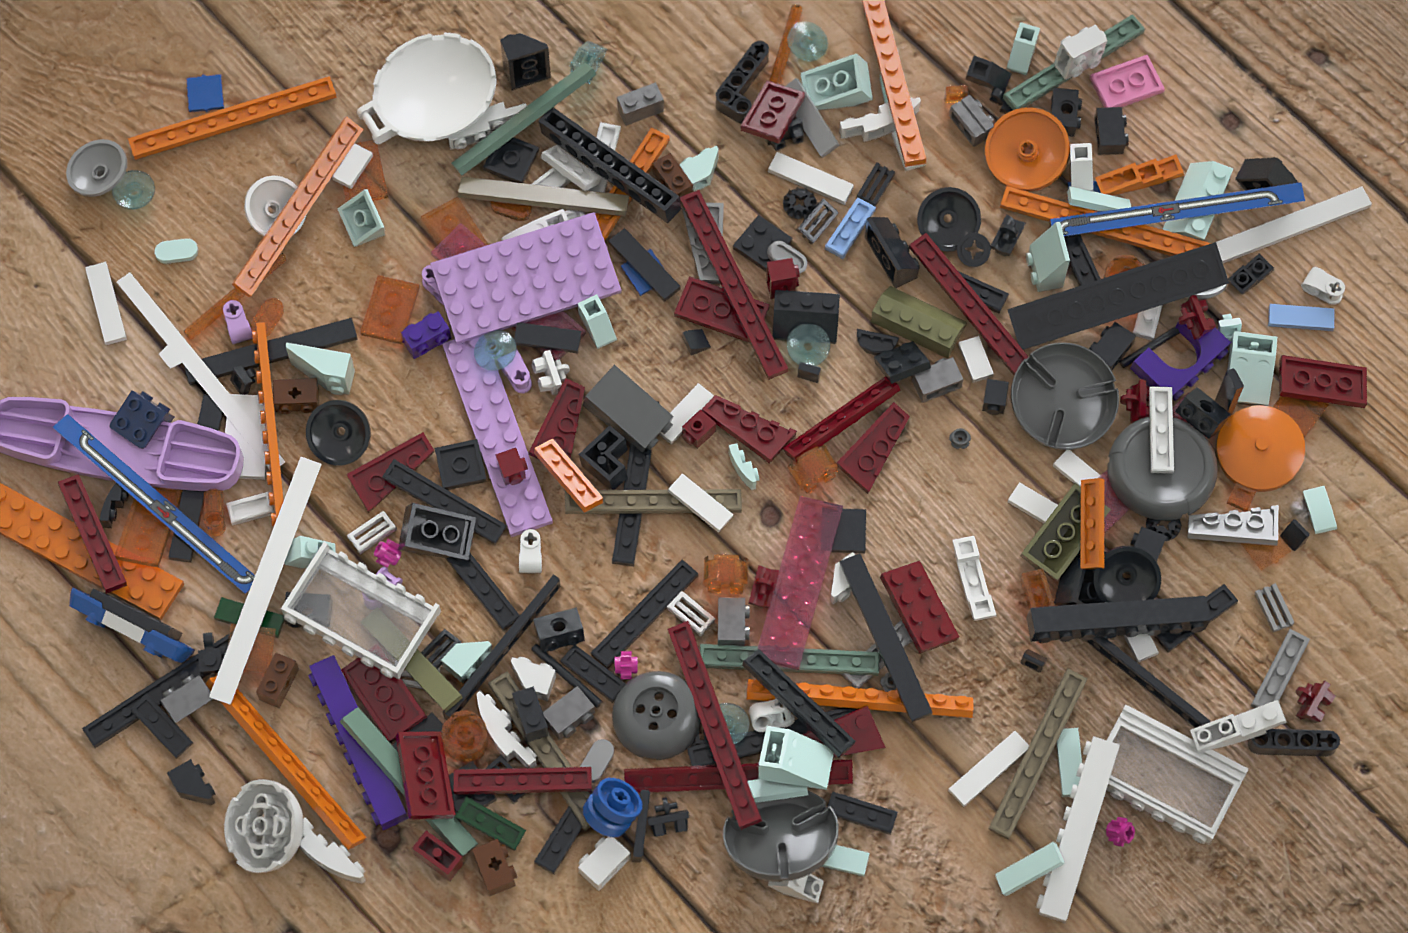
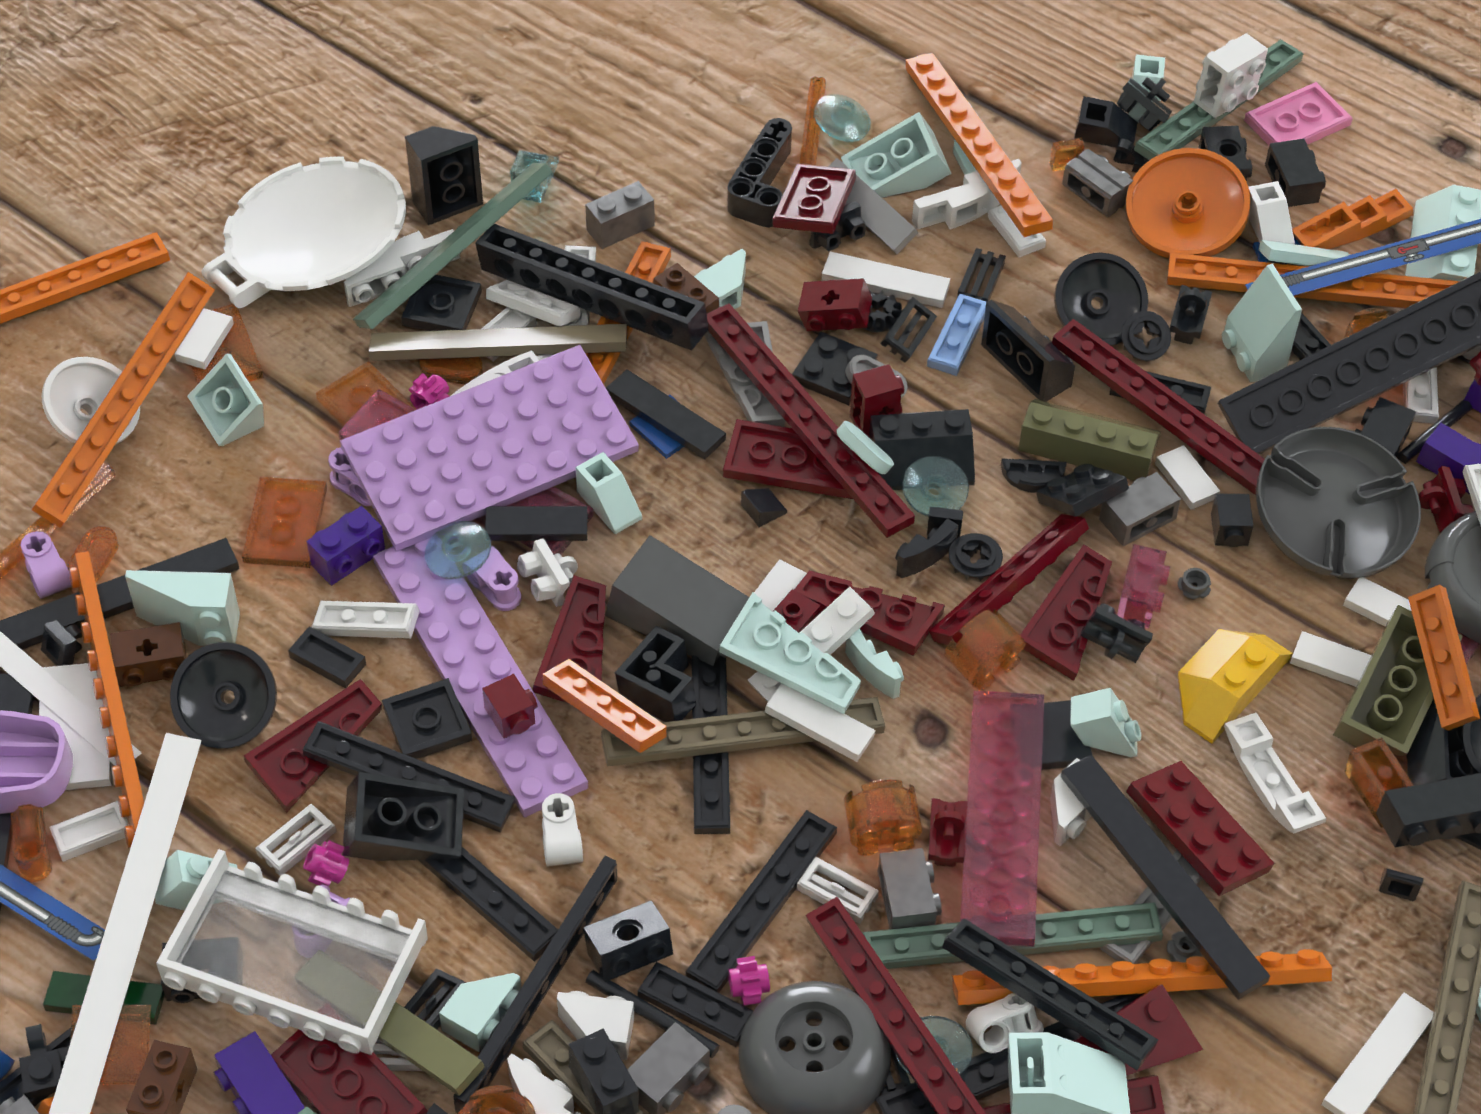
camera: 10 degrees left, 15 degrees down
(405, 411) = (327, 657): none -> black tile
(431, 389) = (366, 619): none -> white tile
(493, 229) = (428, 390): none -> dark pink gear
(682, 454) = (778, 651): none -> light aqua wing
(706, 450) = (826, 631): none -> white plate
(765, 314) = (864, 447): none -> light aqua tile
(770, 198) = (835, 304): none -> dark red brick
(787, 392) = (924, 552): none -> black slope
(821, 389) = (966, 547): none -> black gear
(876, 530) = (1105, 723): none -> light aqua slope
(898, 470) = (1116, 633): none -> black hips
(924, 436) = (1141, 584): none -> clear pink brick
(963, 507) = (1226, 678): none -> yellow wedge
(1020, 60) = (1135, 93): none -> black hips

